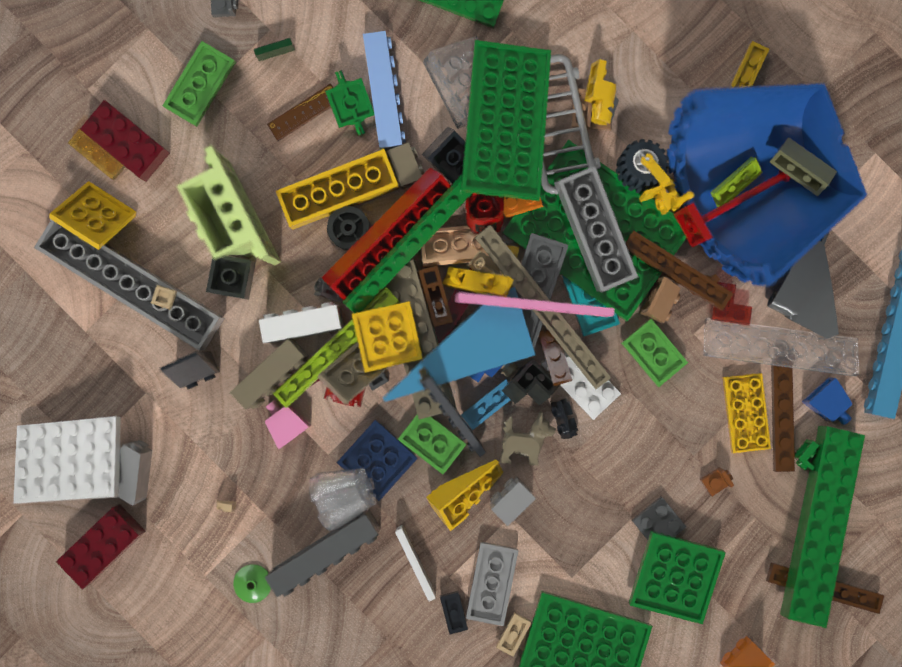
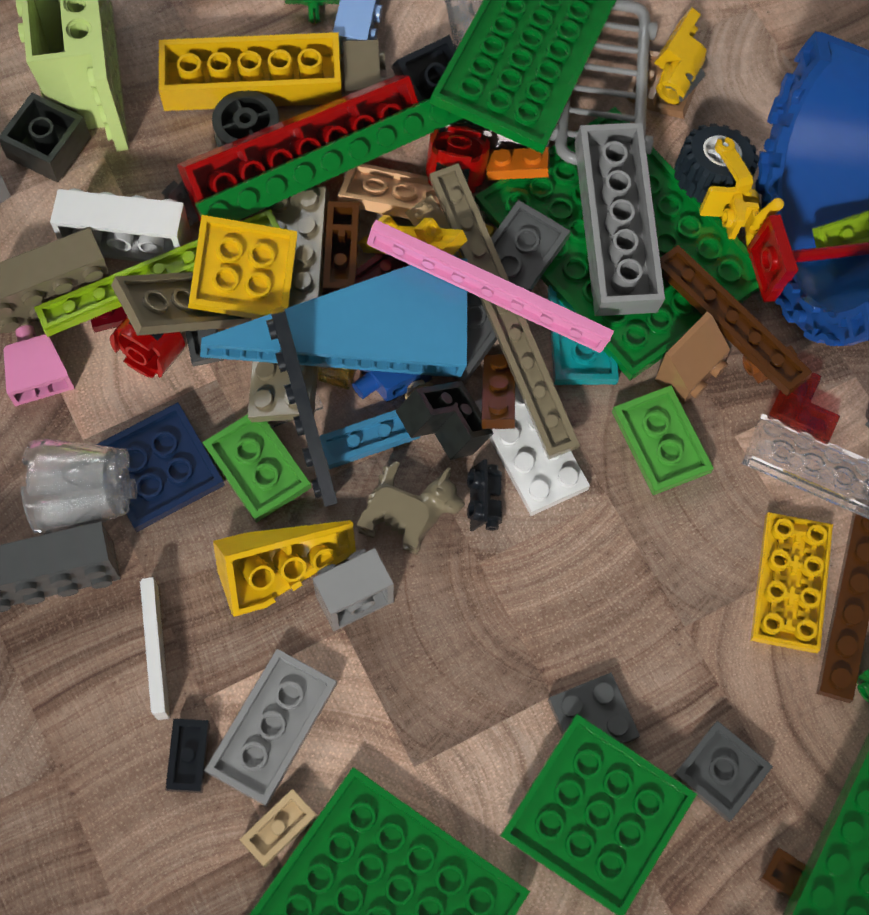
camera: 20 degrees right, 20 degrees down
(717, 481) = (714, 676): dark orange bracket -> none
(734, 531) = (723, 771): none -> dark grey plate

